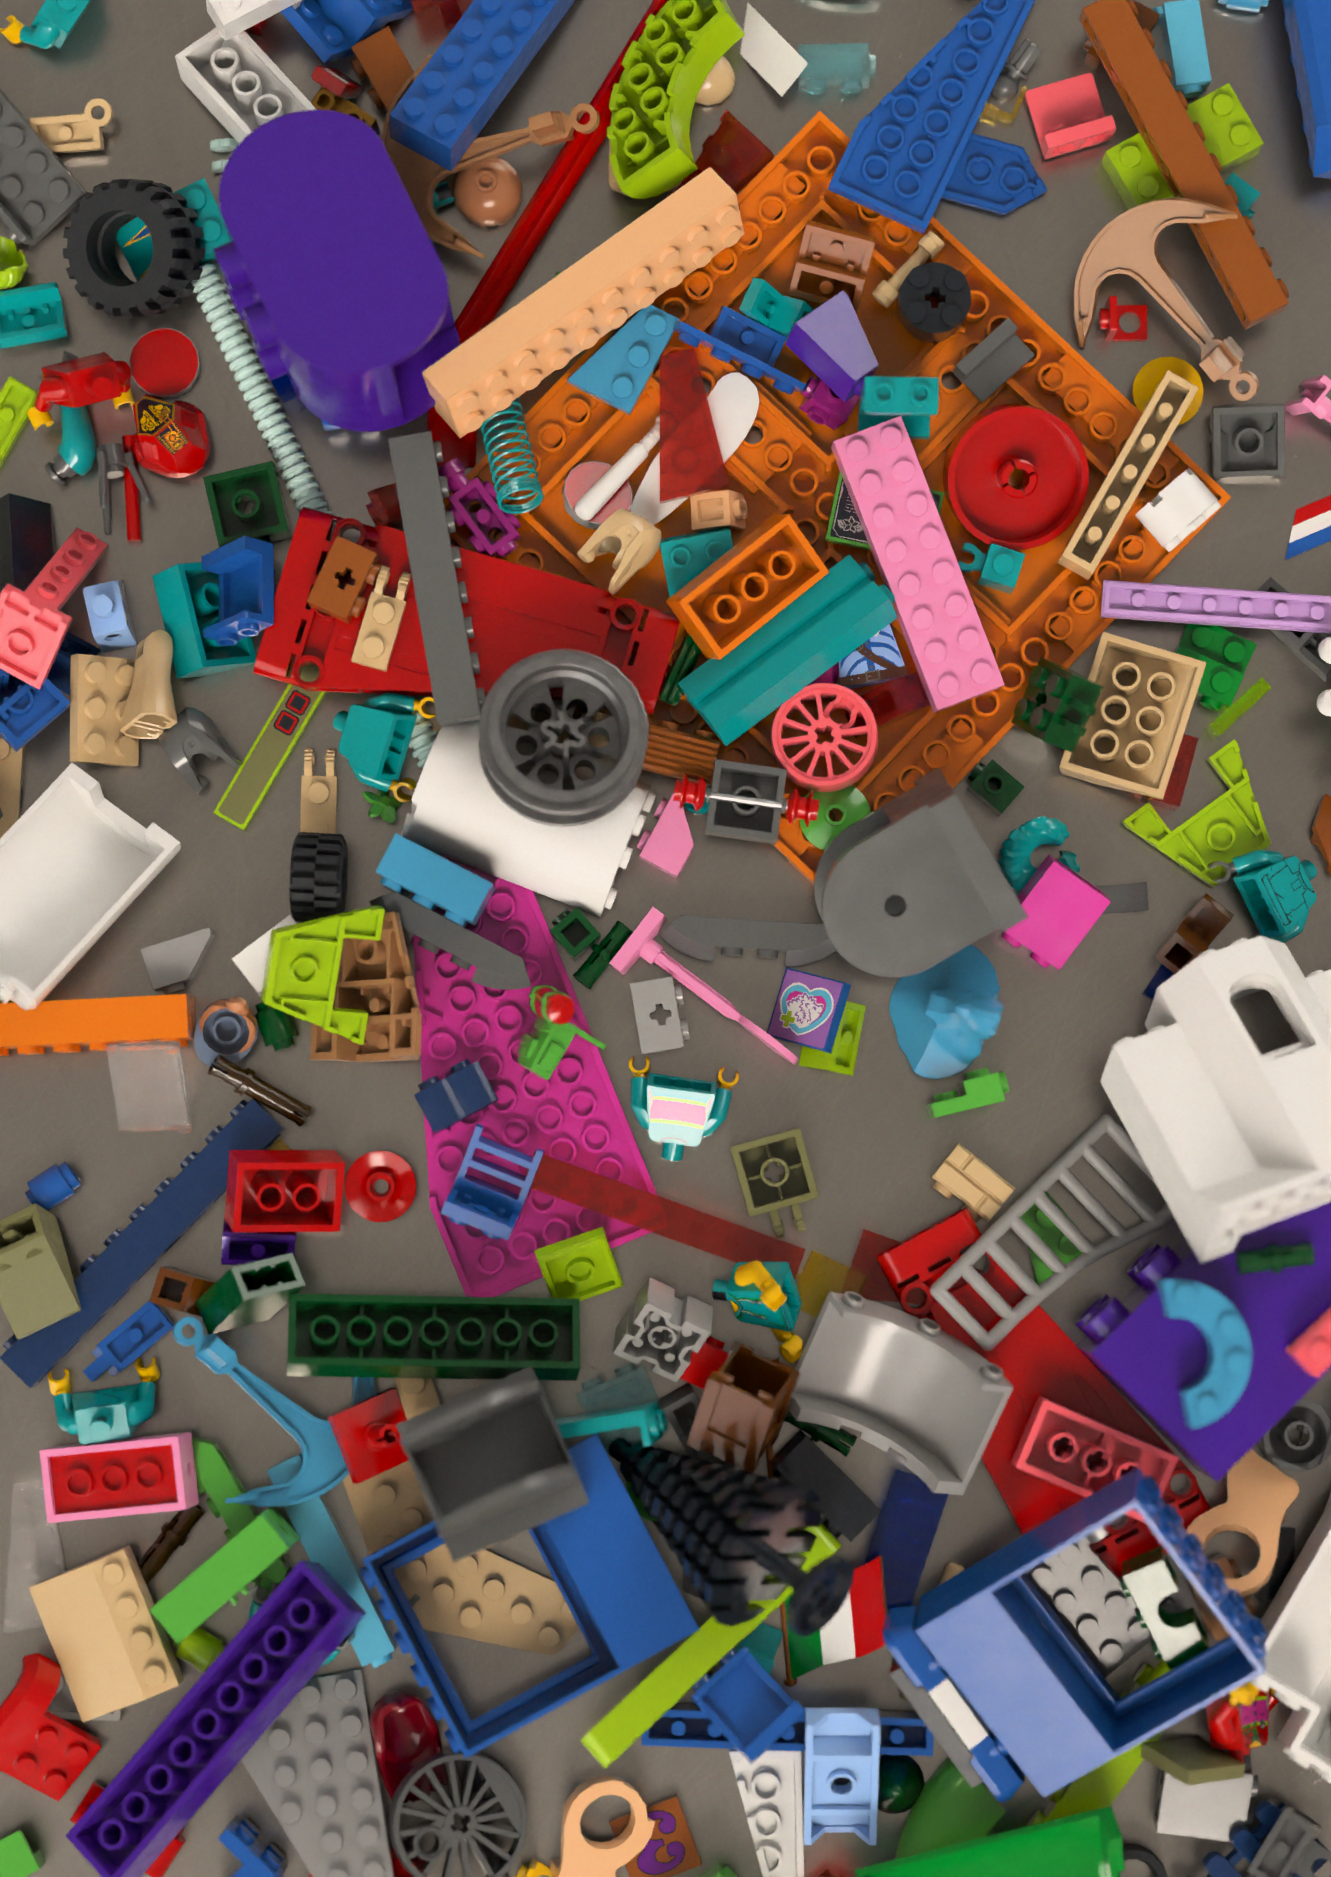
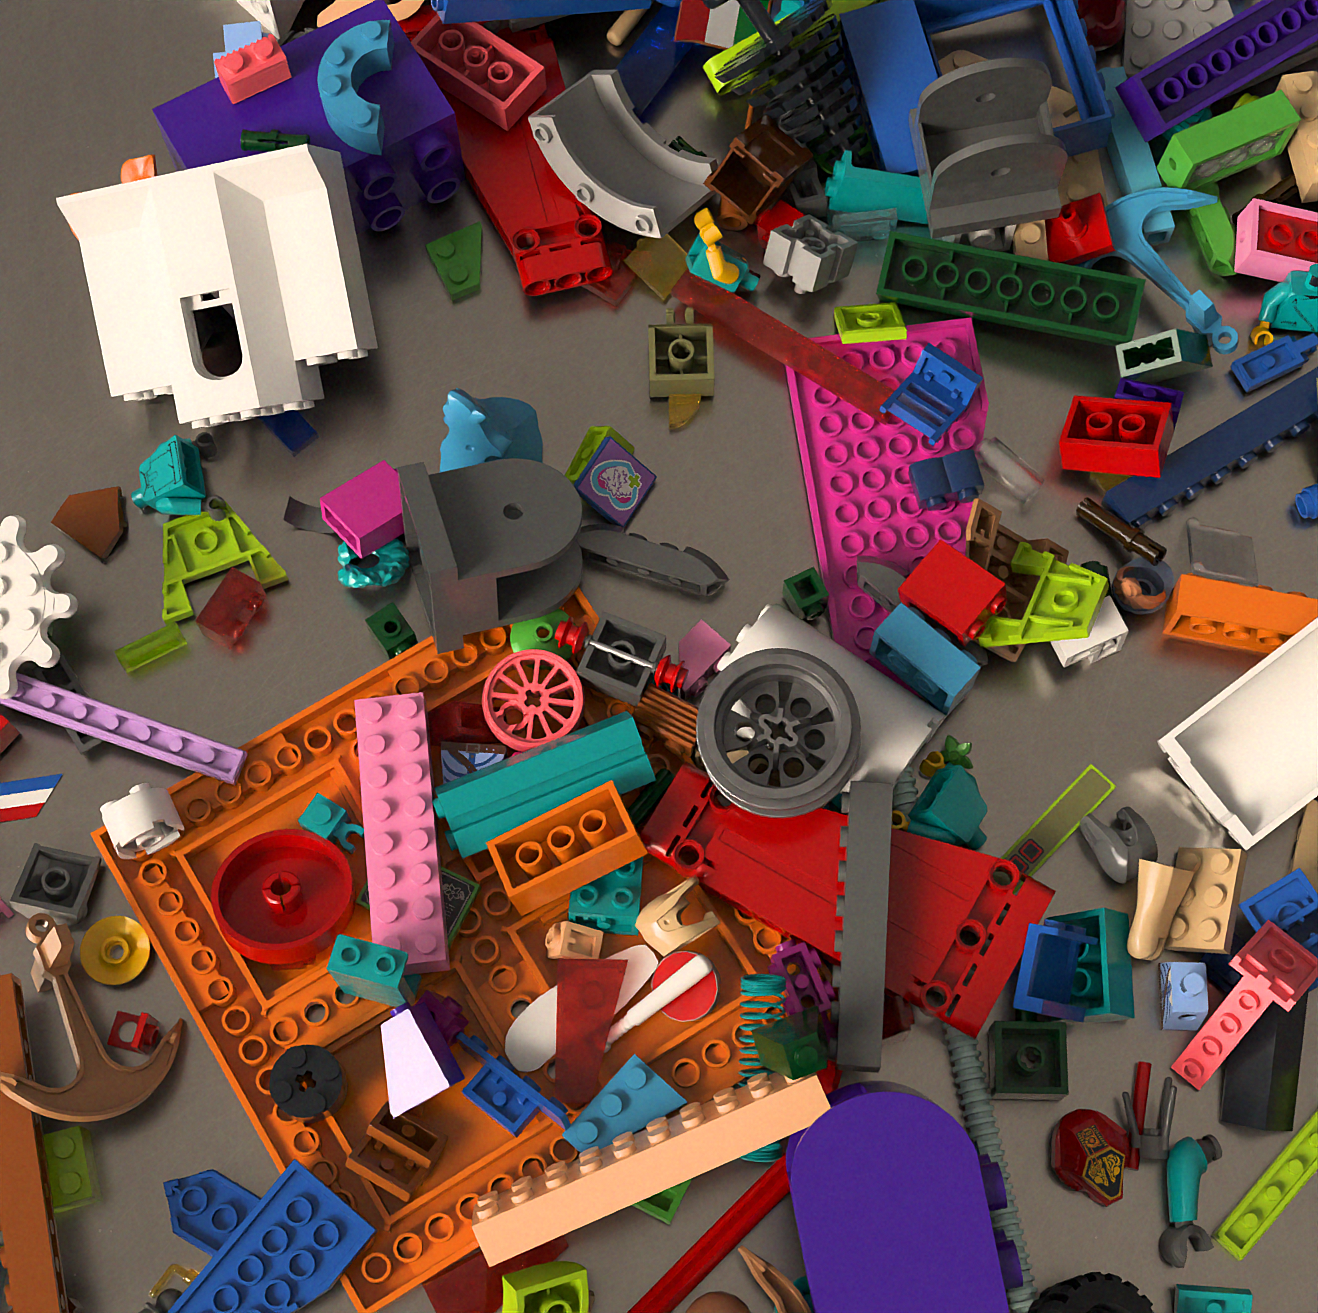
camera: 165 degrees left, 15 degrees down
(81, 384) = (1173, 1216): red torso -> none
(164, 363) = (1081, 1233): red tile -> none
(176, 960) = (1176, 663): light grey slope -> none
(179, 1290) = (1219, 385): reddish brown slope -> none
(318, 876) = (1031, 693): black tyre -> none
(319, 795) = (1014, 772): tan hinge -> none
(327, 591) = (945, 964): dark orange brick -> none
(361, 1186) = (1030, 418): red dish -> none
(381, 623) = (925, 898): tan hinge -> none
(392, 1130) = (1008, 469): none -> clear brick
(420, 947) = (954, 592): none -> red panel
(472, 436) = (793, 1044): none -> dark green slope
(551, 1031) = (848, 506): bright green piece -> none
(602, 955) = (774, 582): dark green pin -> none
(643, 944) = (746, 574): bright pink piece -> none
(645, 998) = (752, 529): light grey brick -> none
(678, 1108) = (751, 429): teal torso -> none
(759, 1122) = (682, 408): none -> clear yellow tile
(771, 308) = (462, 1118): teal brick -> none
(842, 1501) = (703, 112): black brick -> none
(929, 246) = (350, 1111): tan bar -> none
(971, 1183) = (513, 315): tan brick -> none
(976, 1091) = (491, 373): bright green plate -> none
(993, 361) = (269, 1015): dark grey panel -> none
(1057, 704) = (311, 673): dark green hinge -> none
(1061, 1272) = (458, 219): light grey bar -> none
(1068, 115) = (117, 1251): coral bracket -> none
(1128, 475) = (177, 867): tan brick -> none
(1136, 718) = (248, 654): tan slope -> none
(1193, 933) = (263, 462): reddish brown brick -> none
(1225, 658) = (165, 690): green plate -> none

